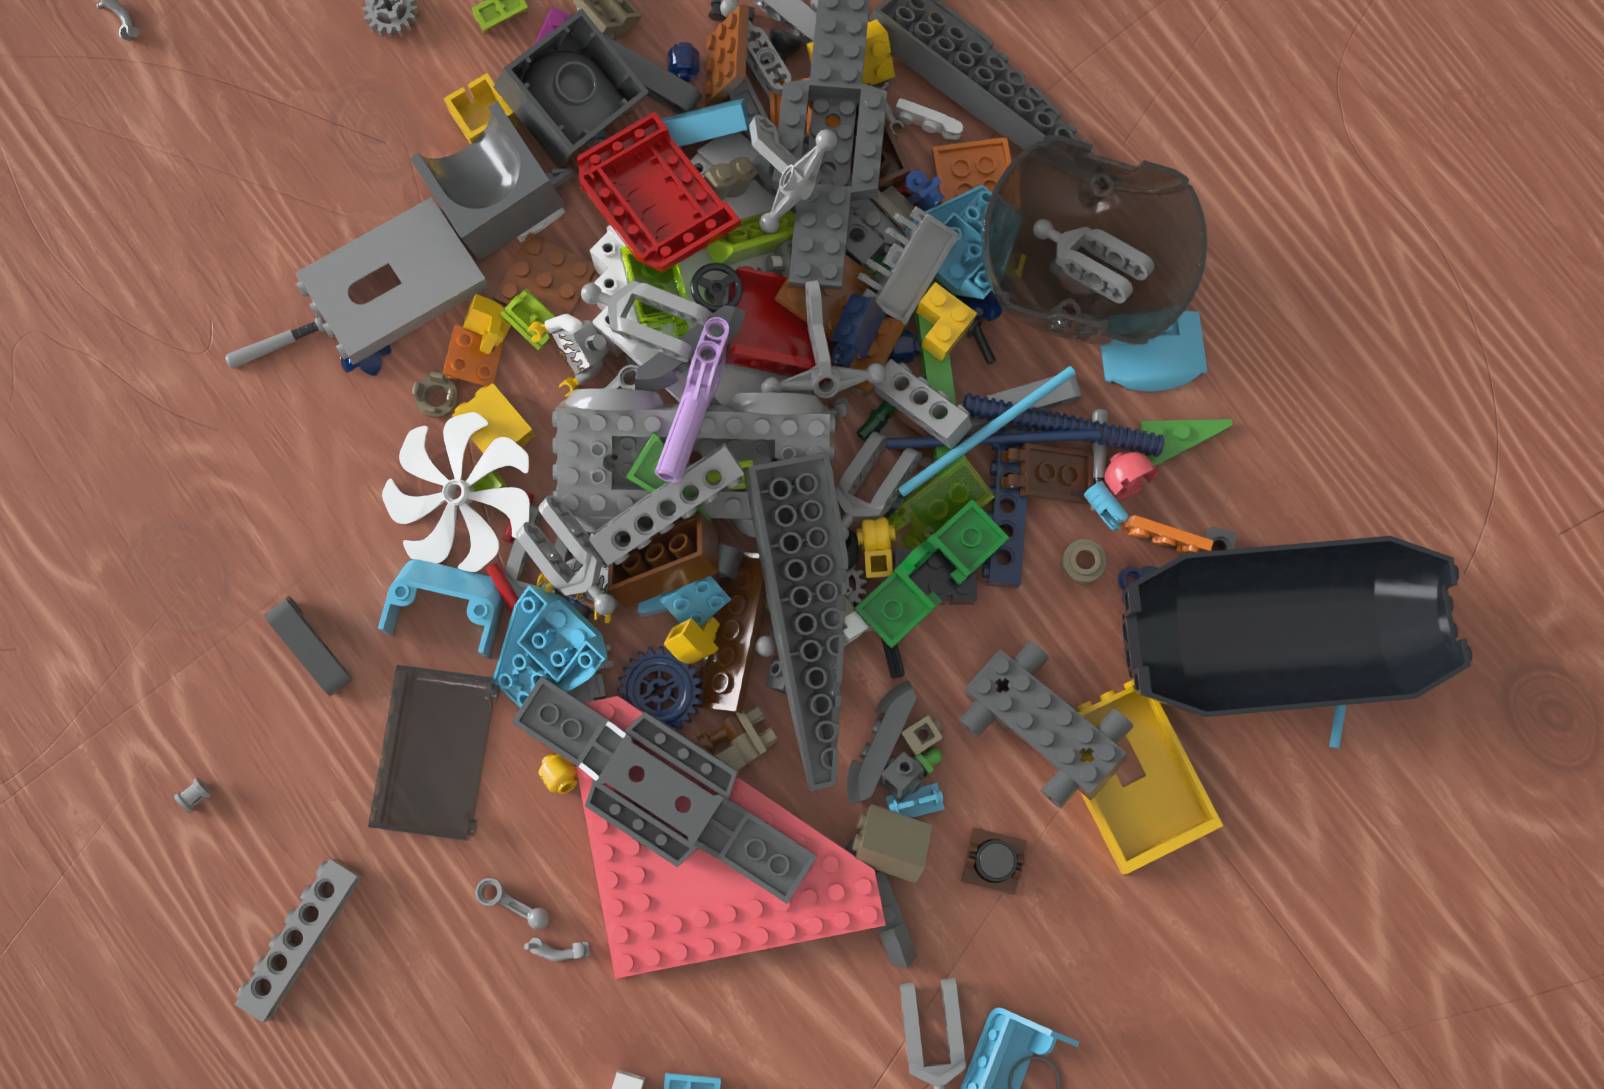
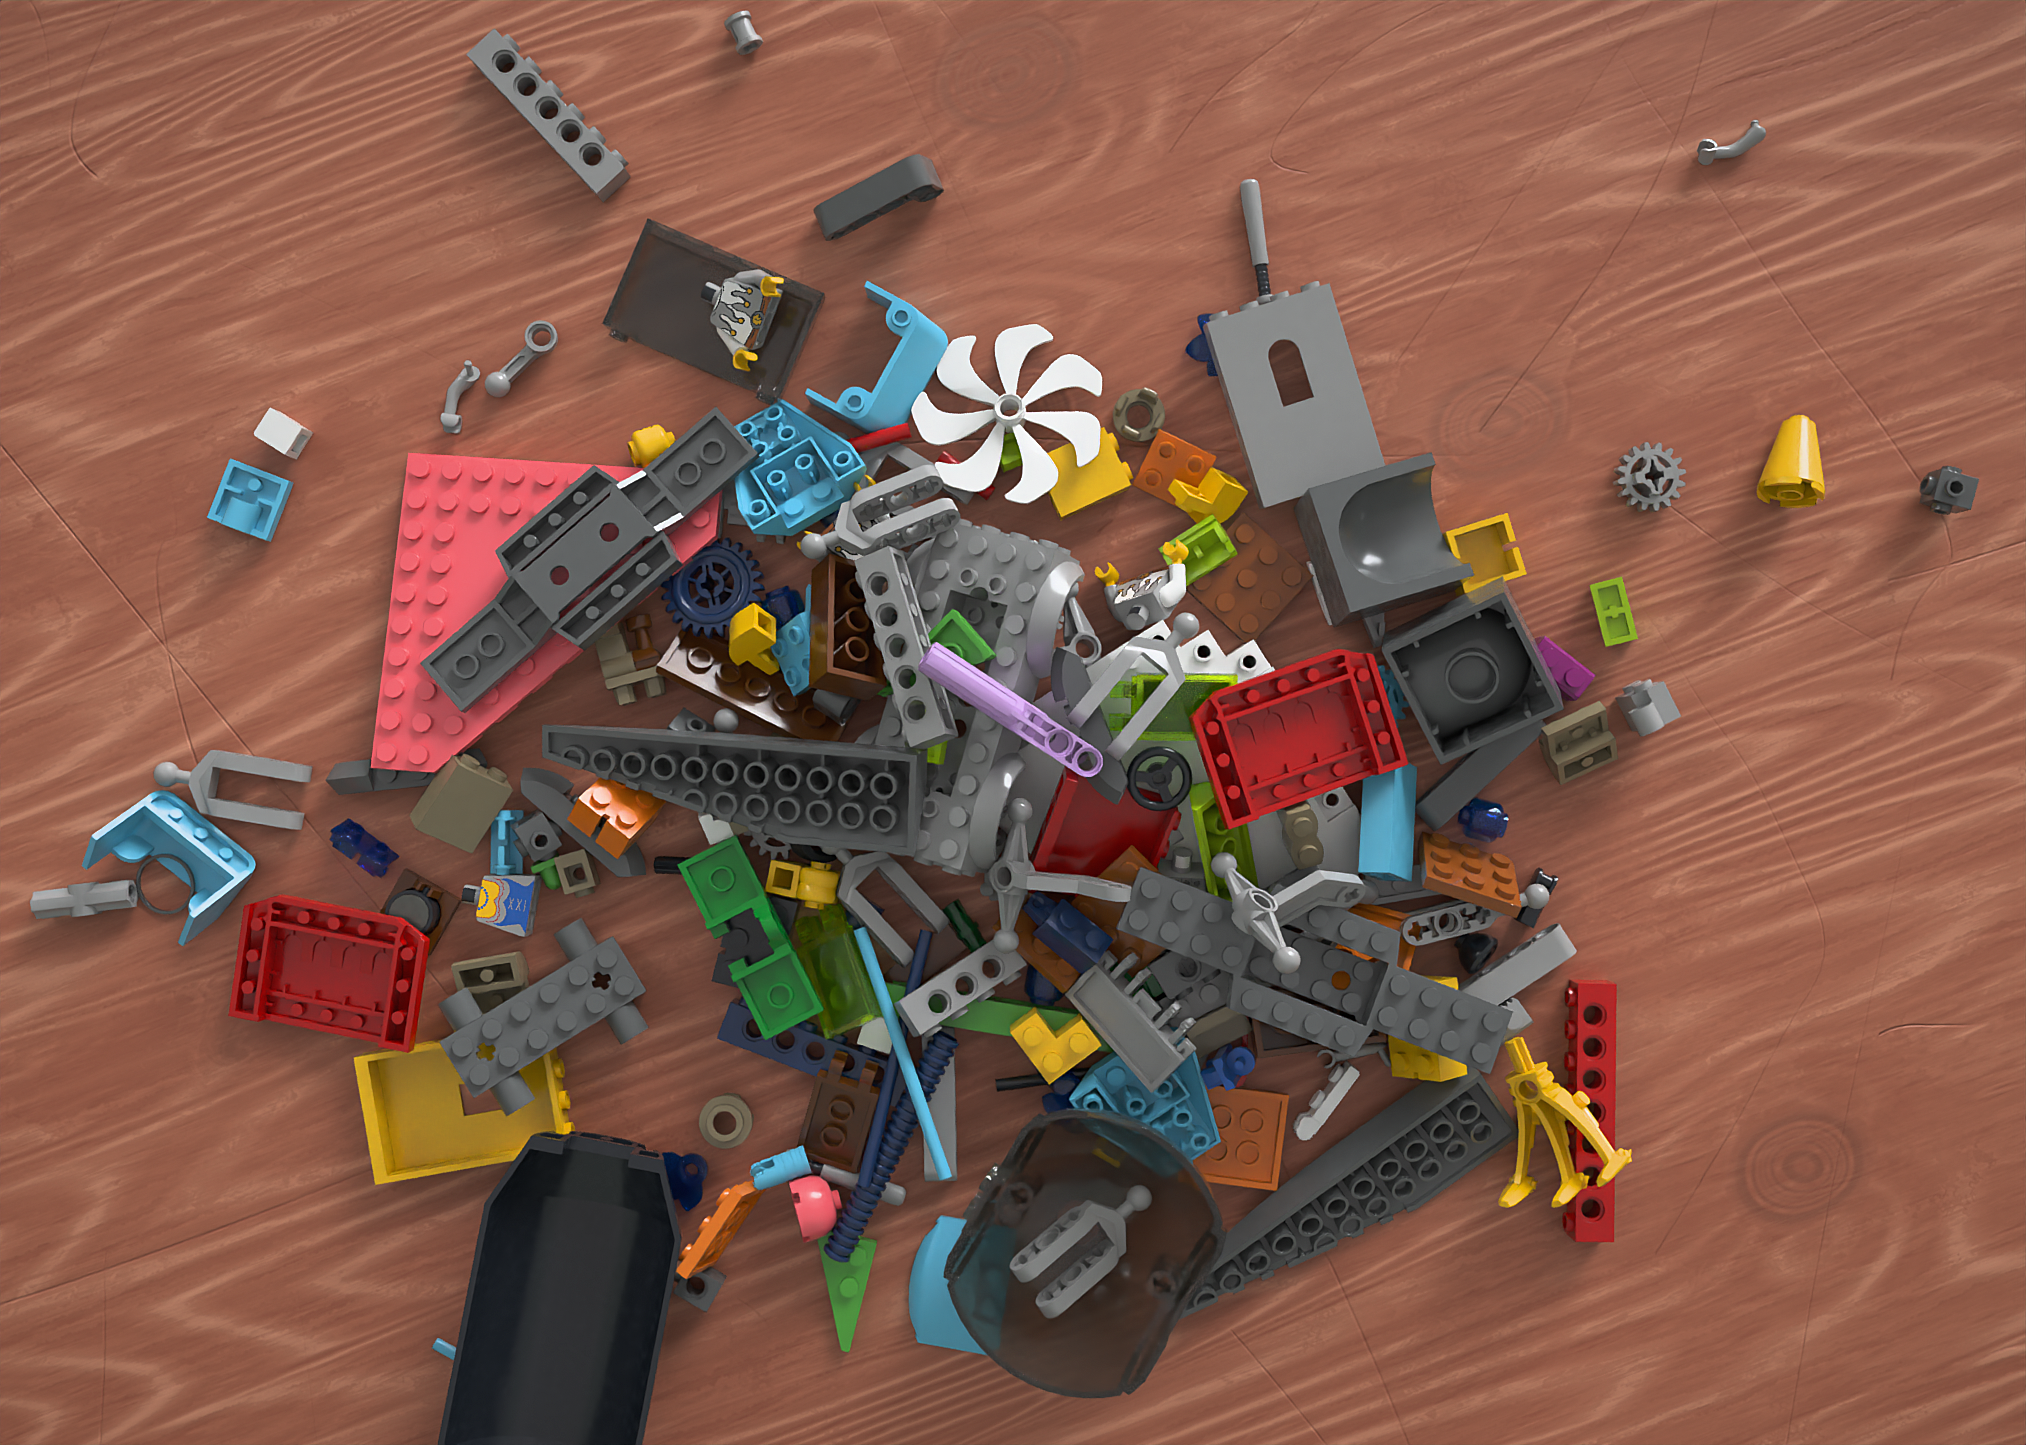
camera: 110 degrees right, 10 degrees up
(426, 725) = (743, 312): none -> torso
(659, 627) = (783, 605): none -> clear blue head
(857, 704) = (626, 811): none -> orange piece
(957, 909) = (352, 838): none -> clear blue hinge
(963, 788) = (506, 901): none -> torso
(981, 460) = (875, 1036): none -> white panel
(1027, 776) = (492, 978): none -> dark tan brick
(1061, 914) = (330, 970): none -> red slope

